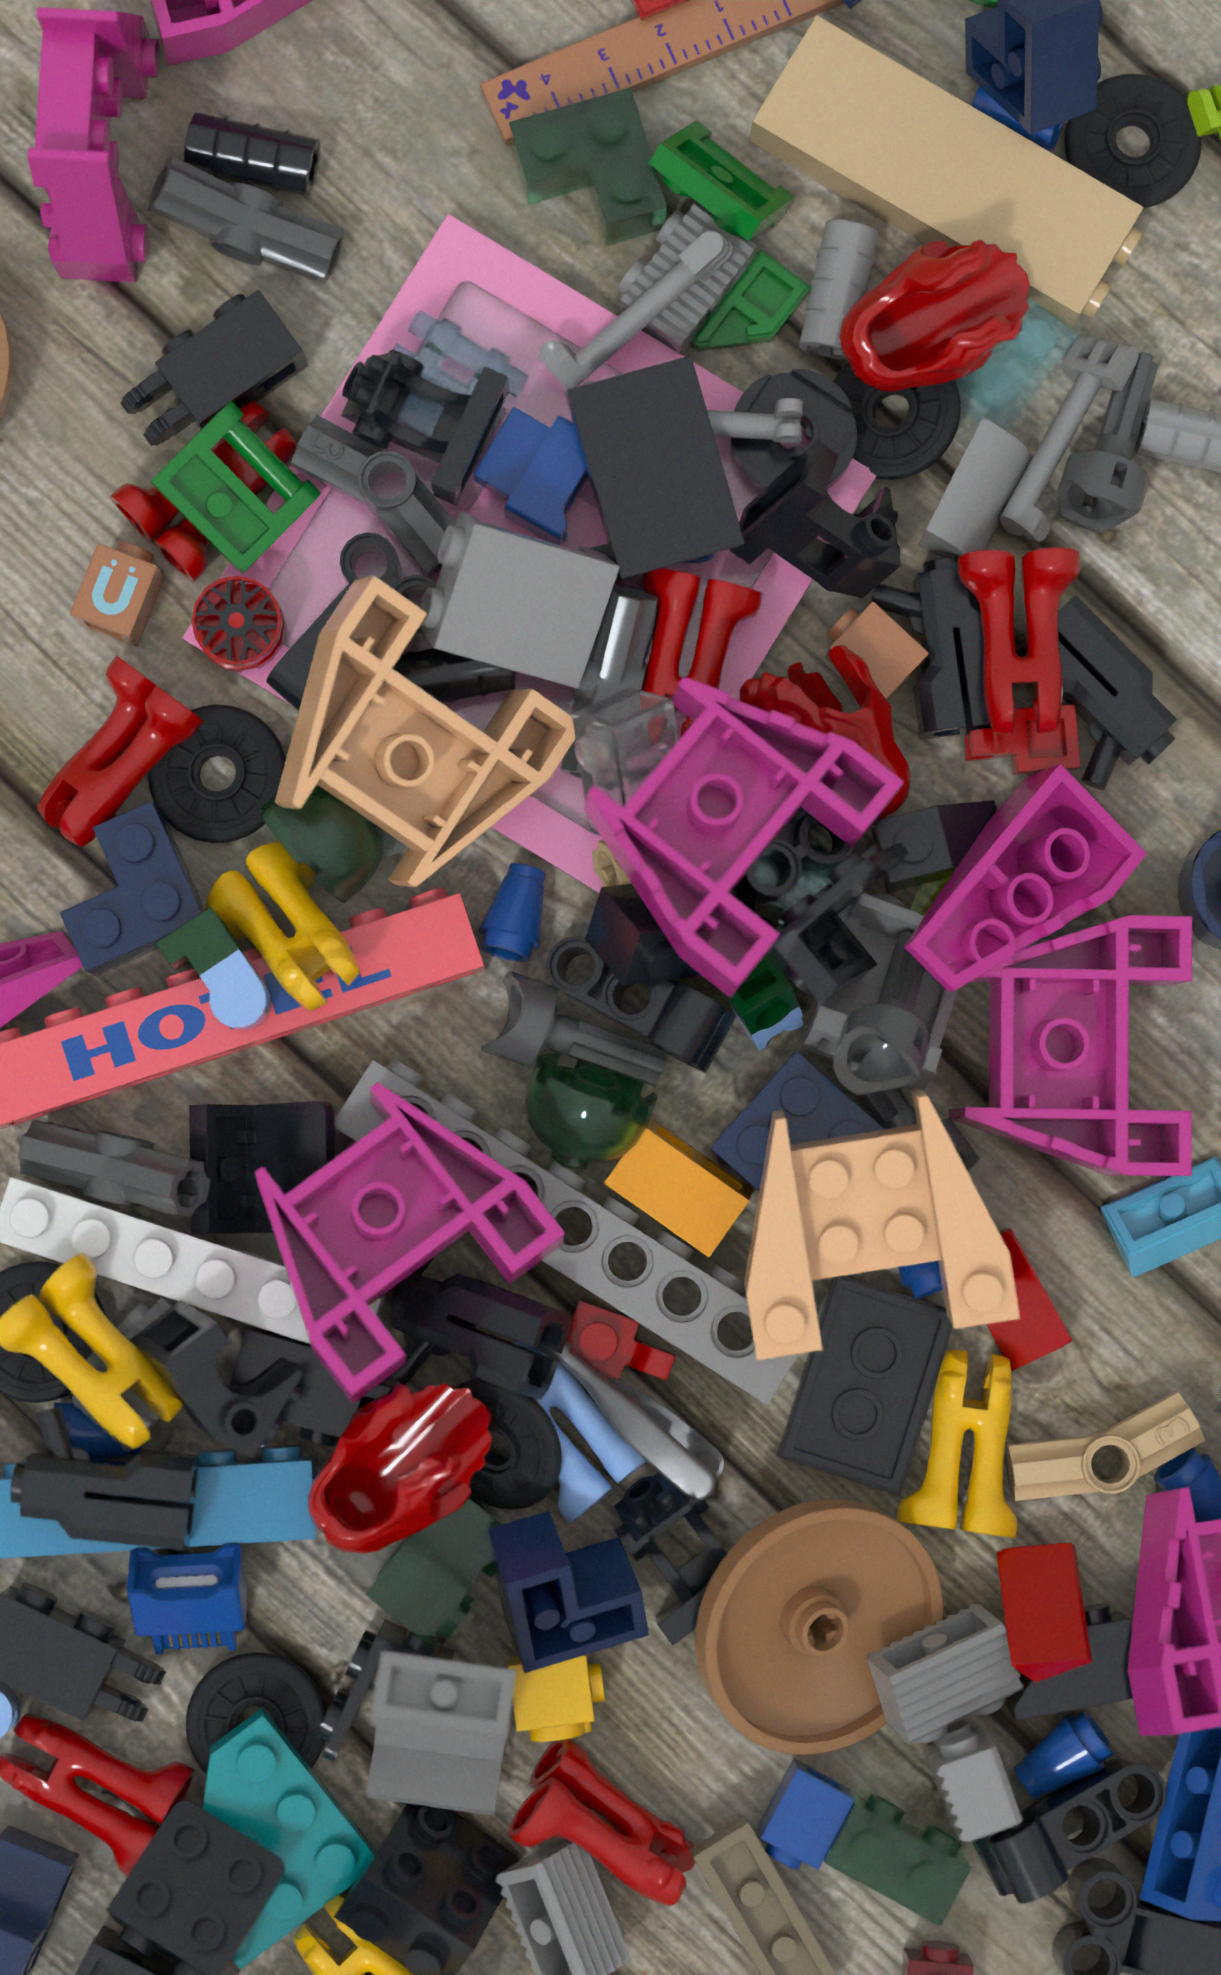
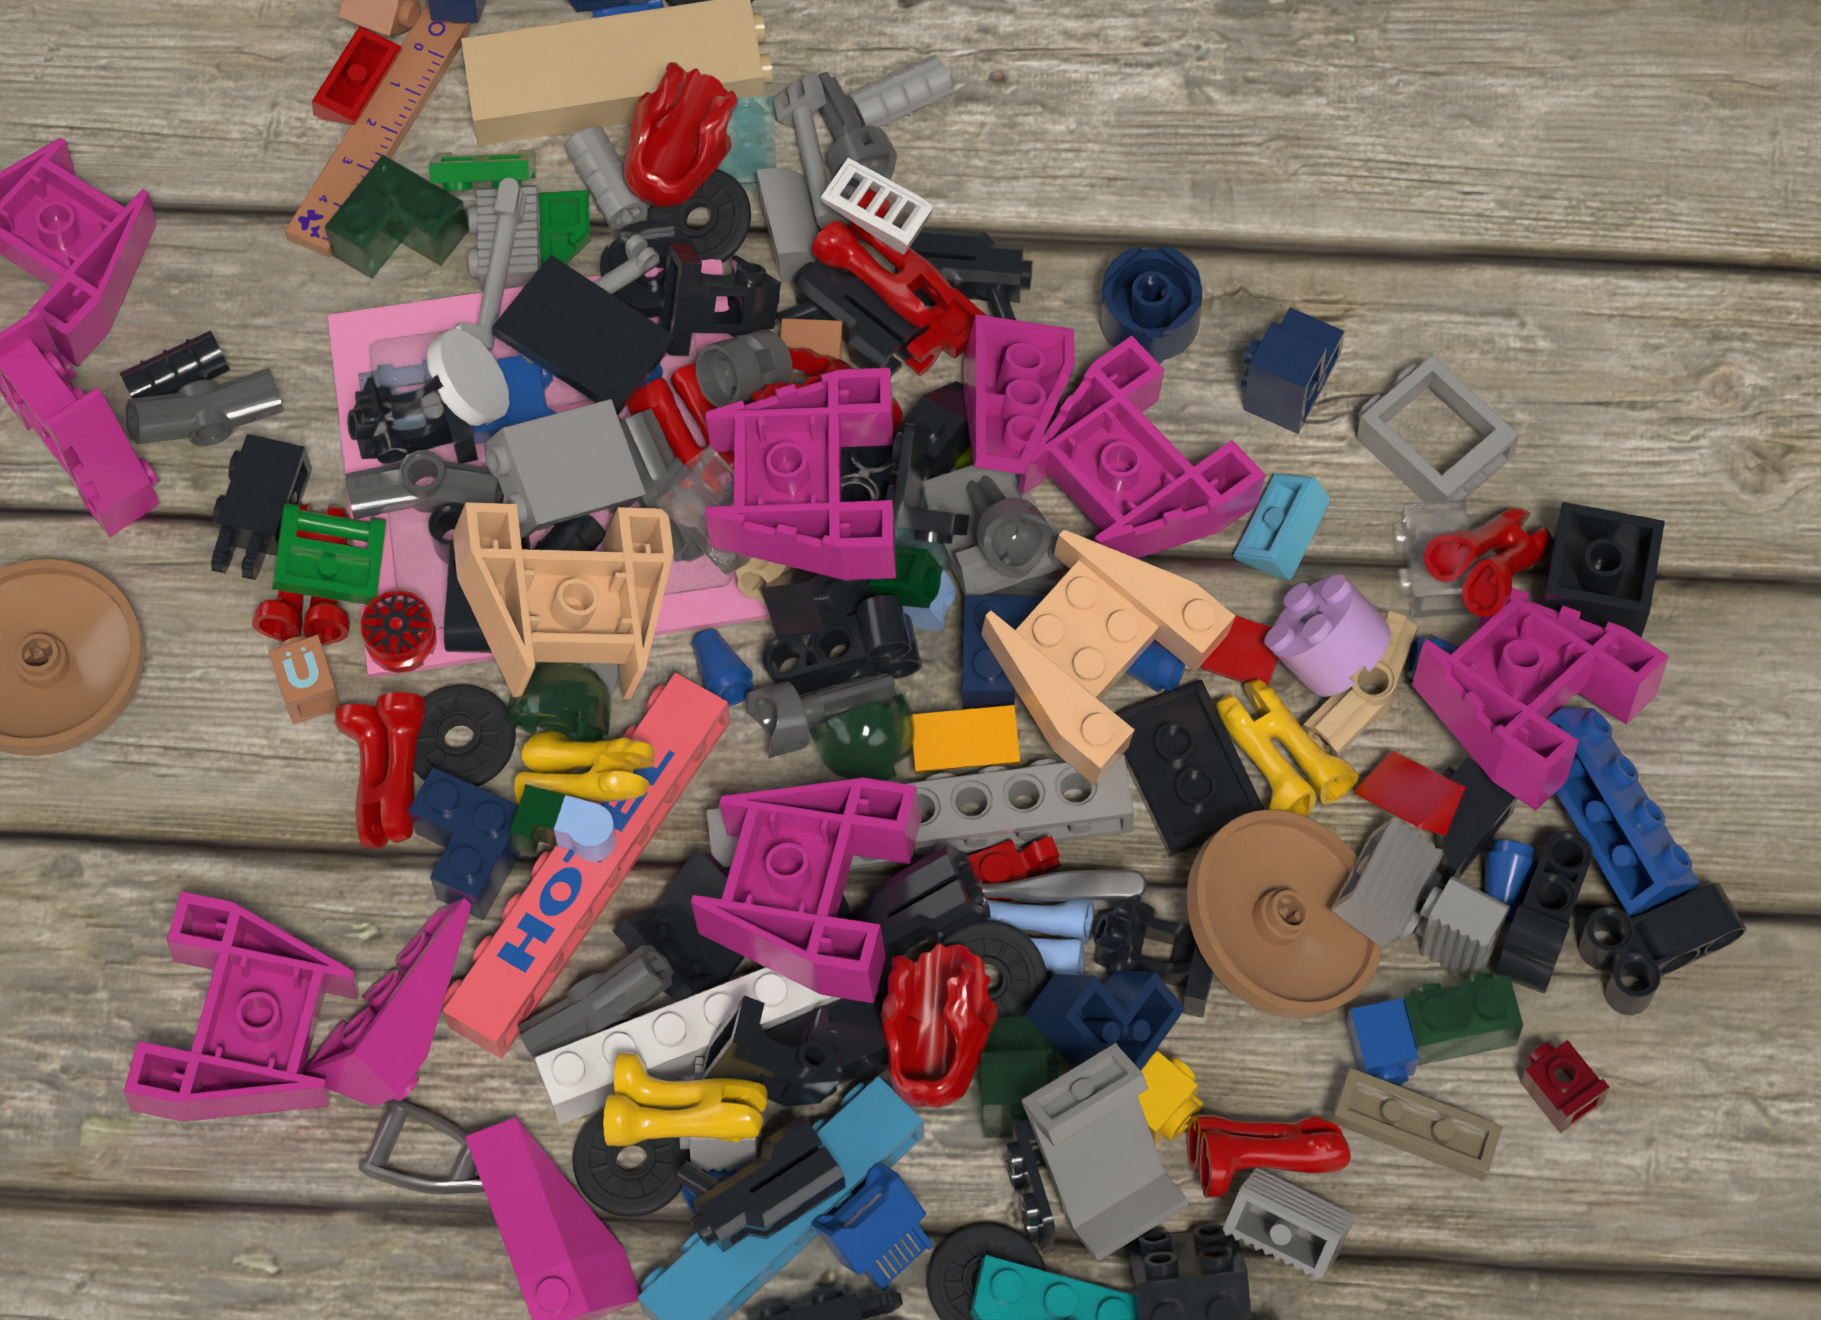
camera: 30 degrees left, 20 degrees down
(500, 425) = (469, 377): none -> white tile
(782, 633) = (742, 365): none -> dark grey wheel
(1072, 628) = (883, 229): none -> white slope
(1106, 1387) = (1328, 634): none -> lavender brick

